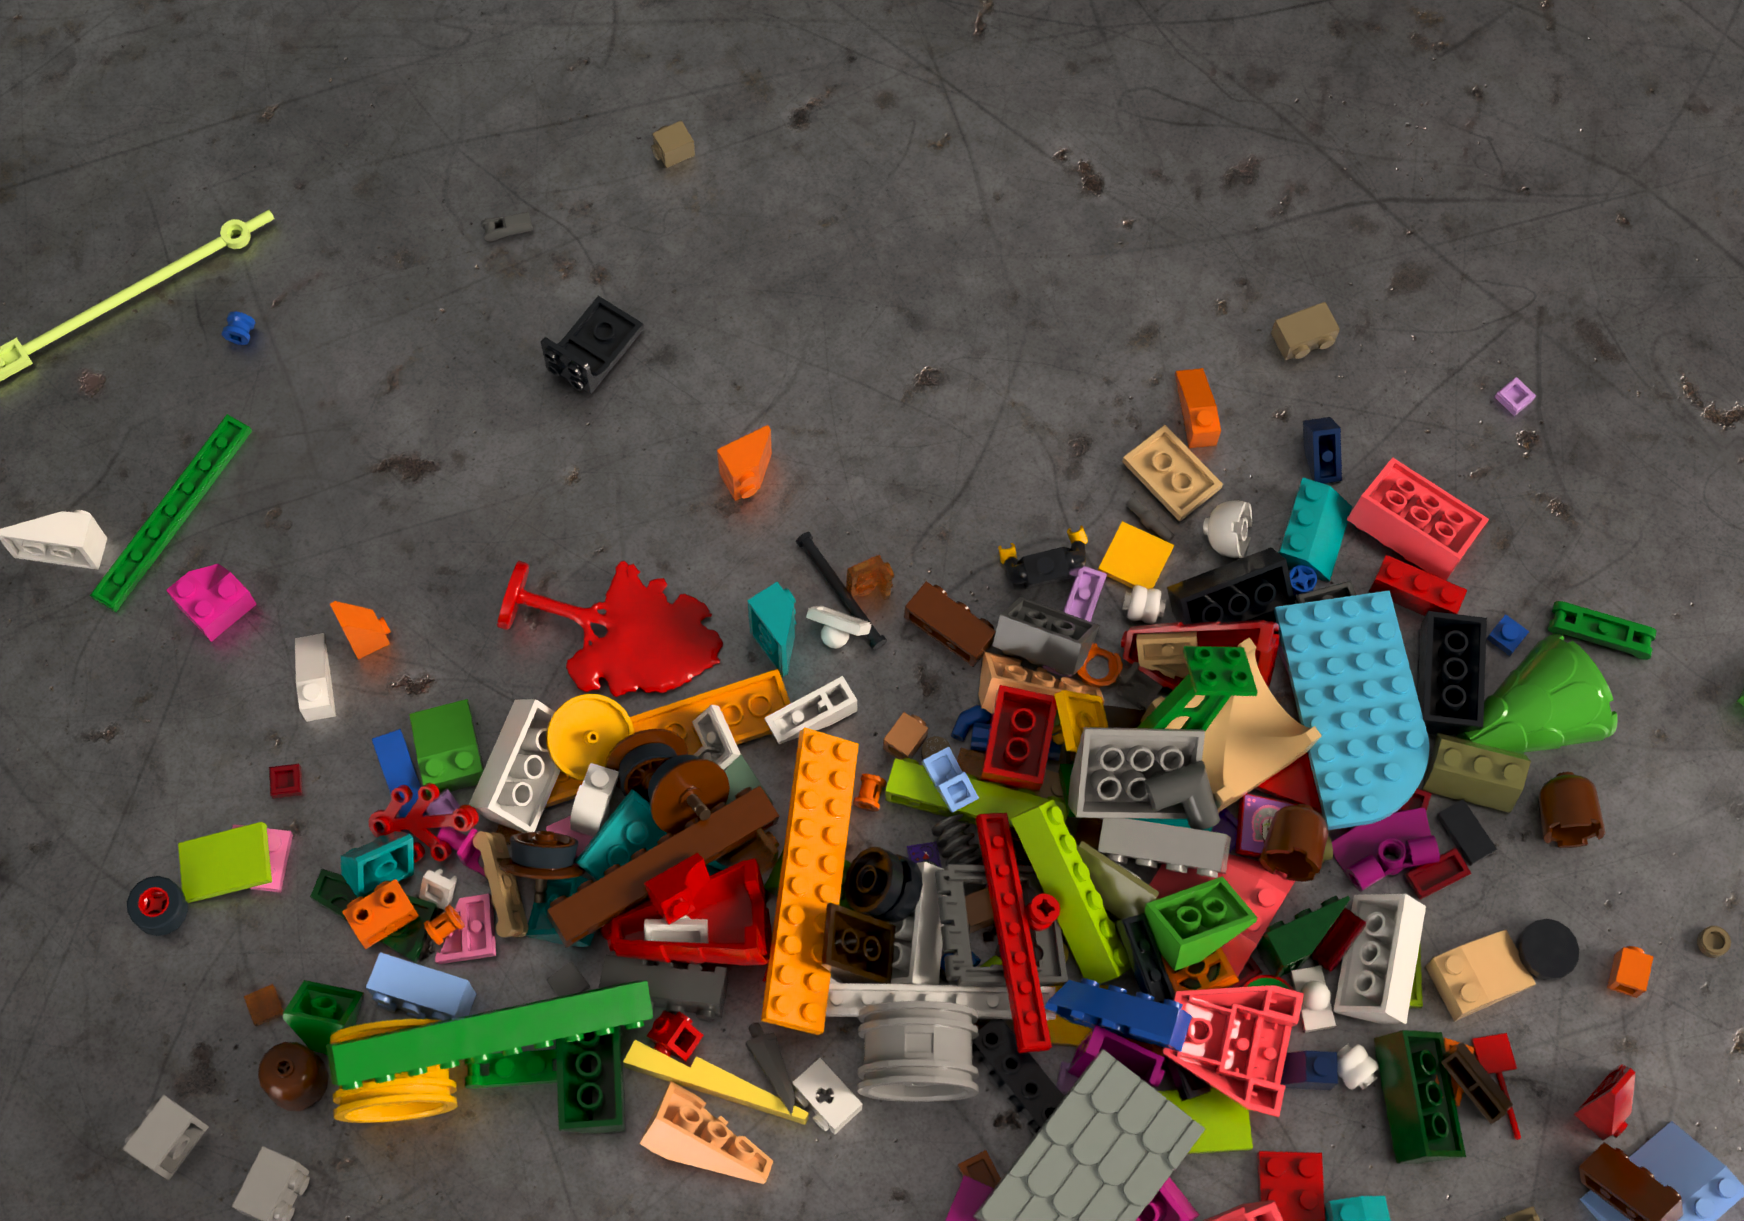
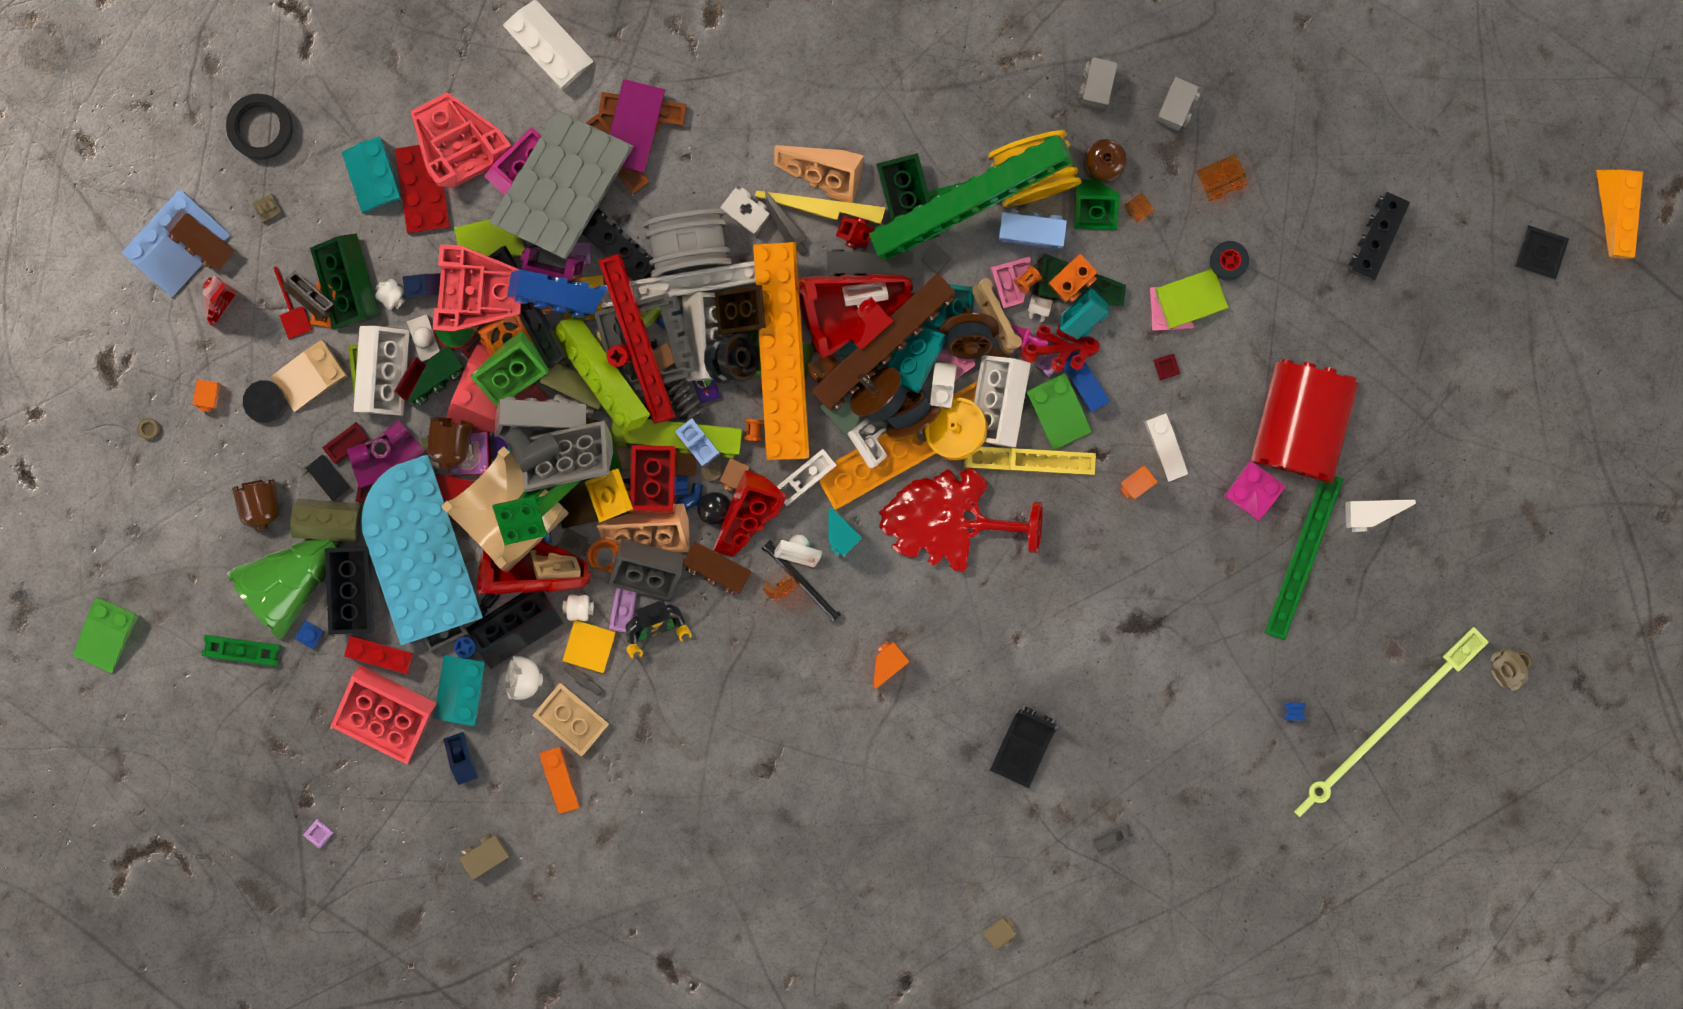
camera: 175 degrees right, 20 degrees up
(119, 673) = (1305, 420): none -> red cylinder
(133, 1025) = (1222, 177): none -> clear orange bracket
(486, 685) = (1032, 460): none -> light yellow slope
(894, 684) = (751, 507): none -> red wedge
(940, 702) = (713, 507): none -> black hair

